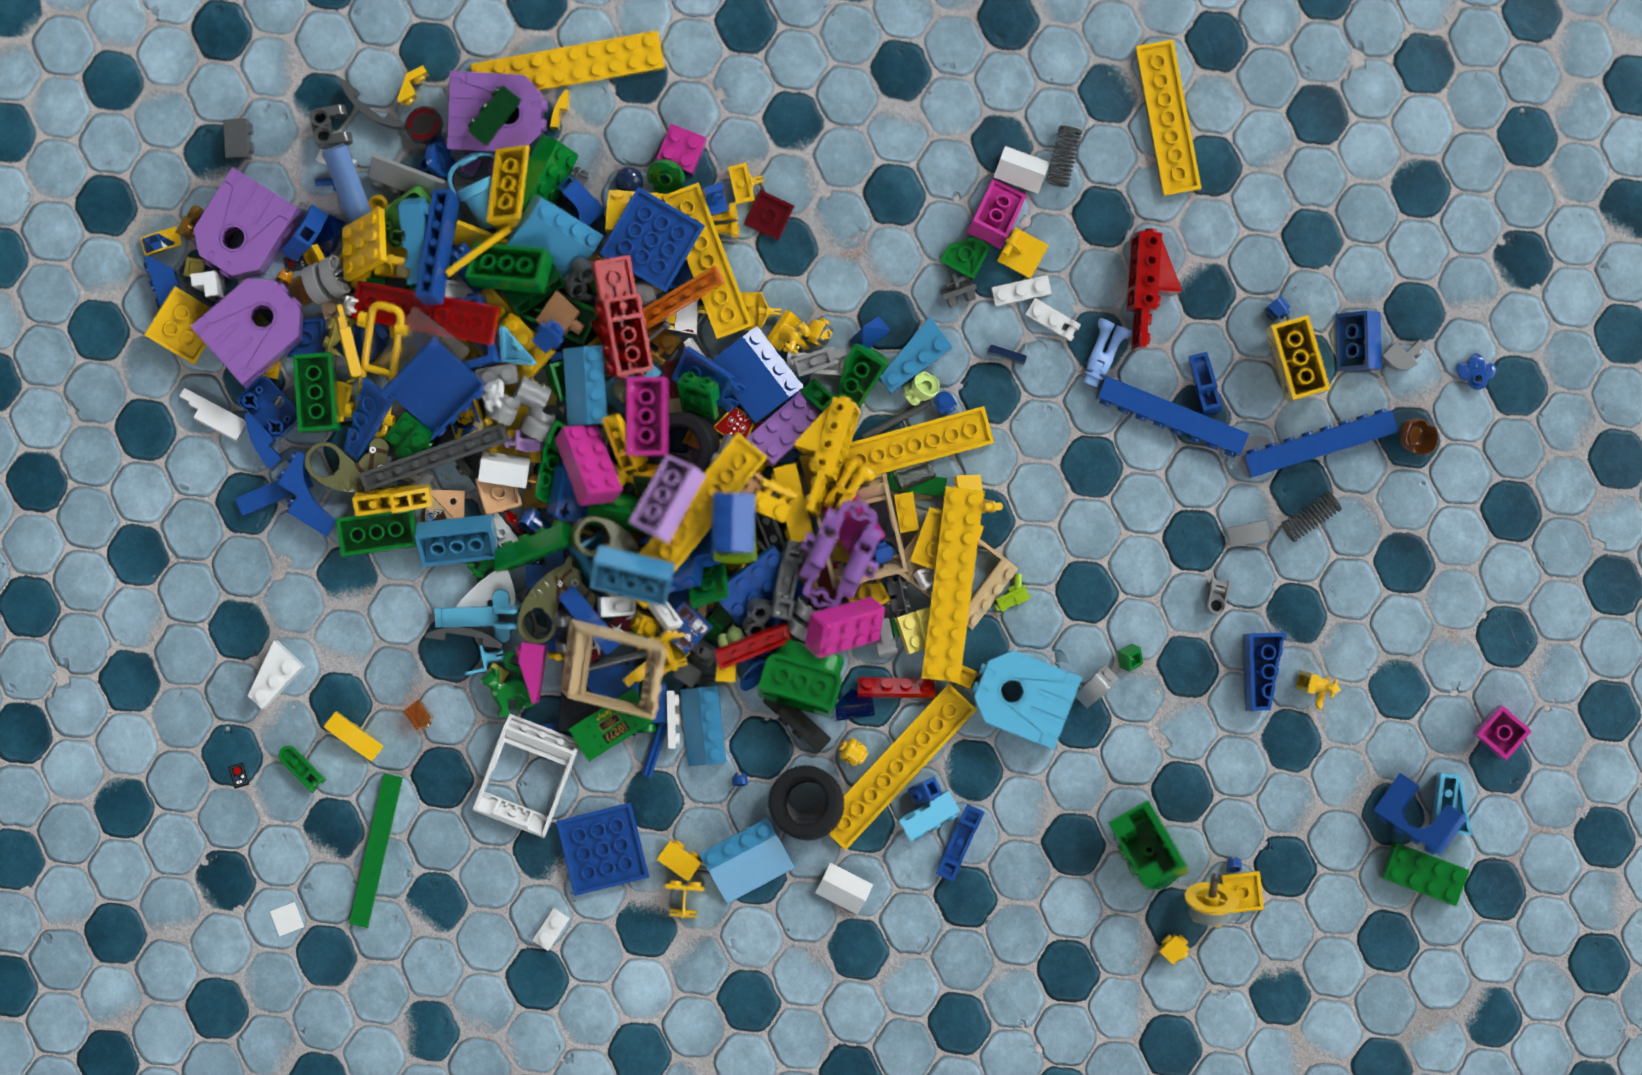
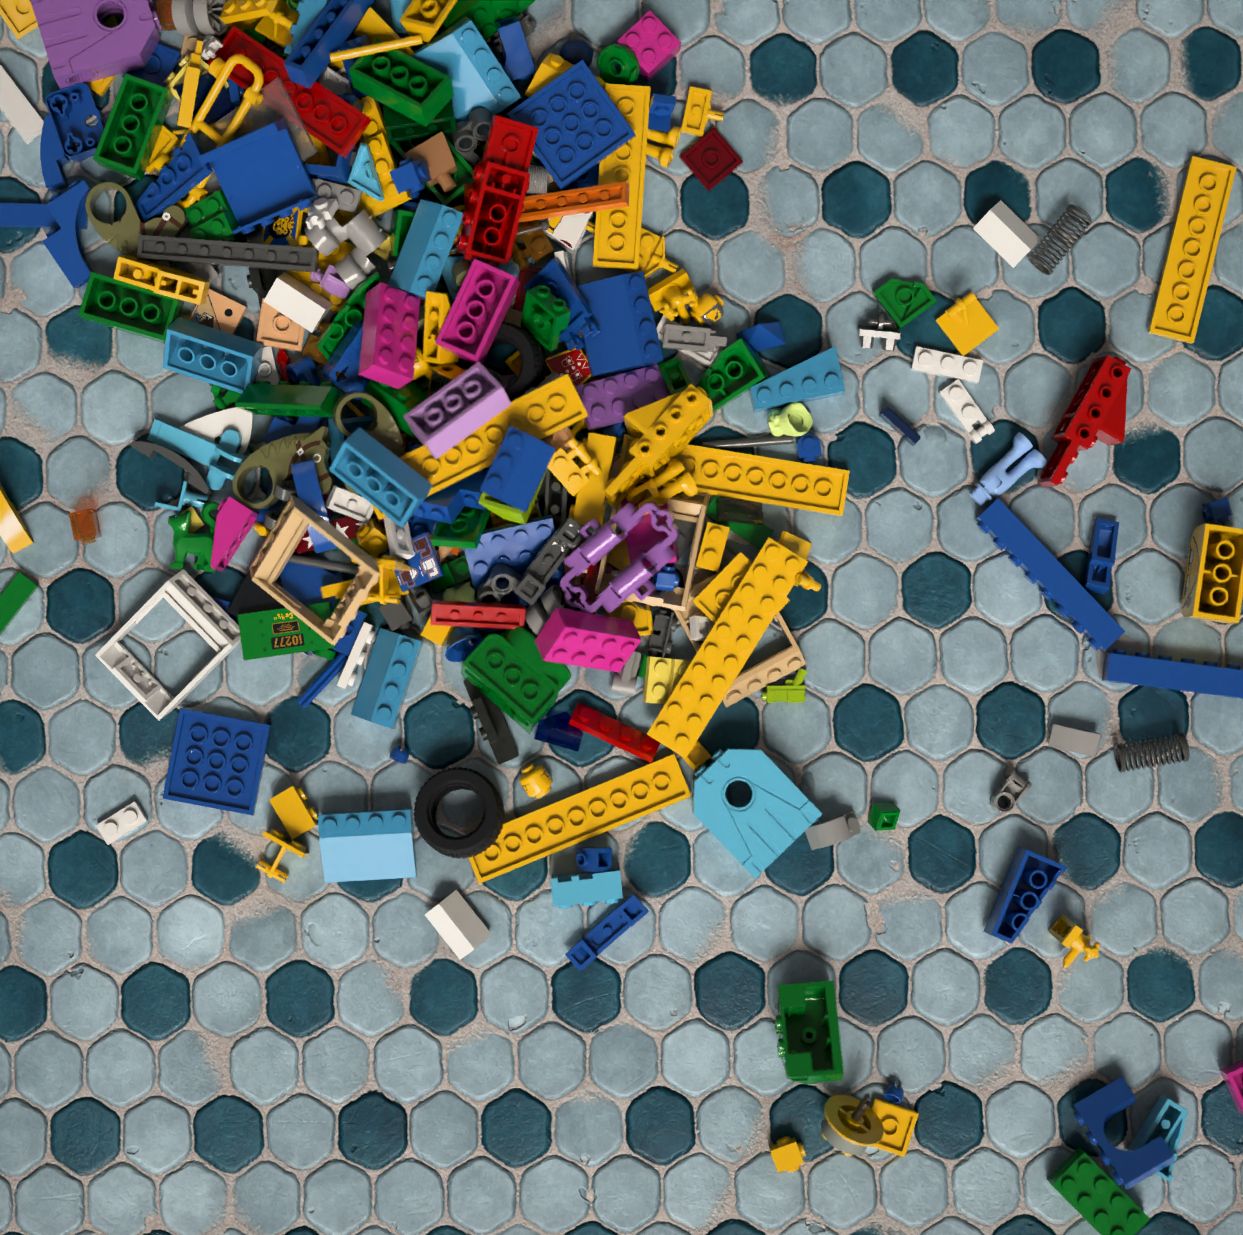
camera: 25 degrees right, 0 degrees up
(996, 213) = (958, 269): dark pink slope -> none

